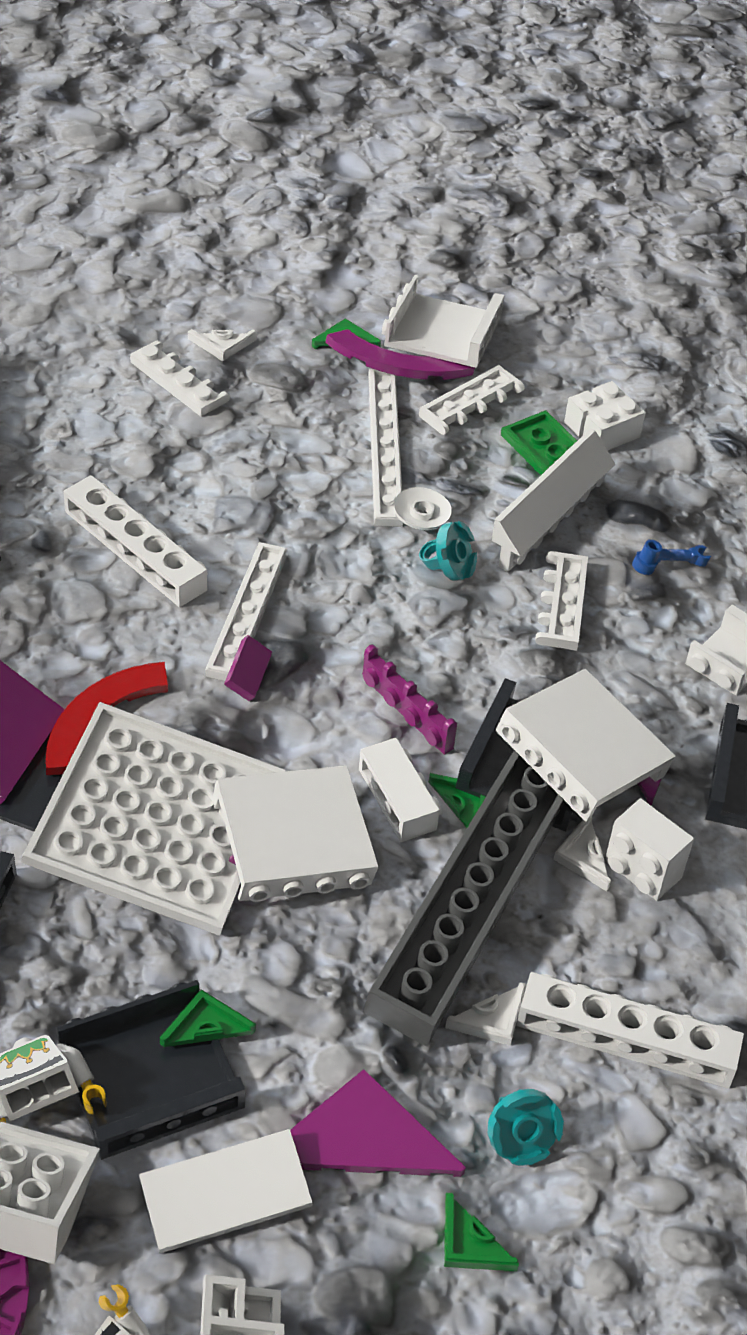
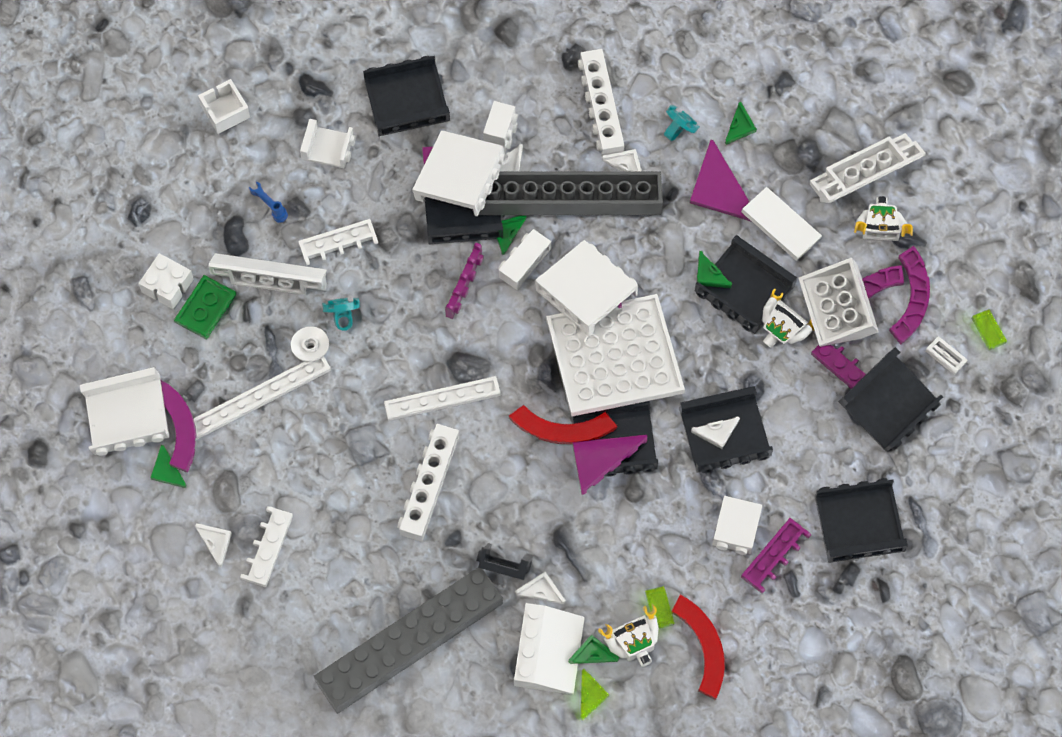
camera: 115 degrees left, 20 degrees up
(248, 668) = (487, 371): magenta tile -> none
(469, 397) = (189, 366): white hinge -> none

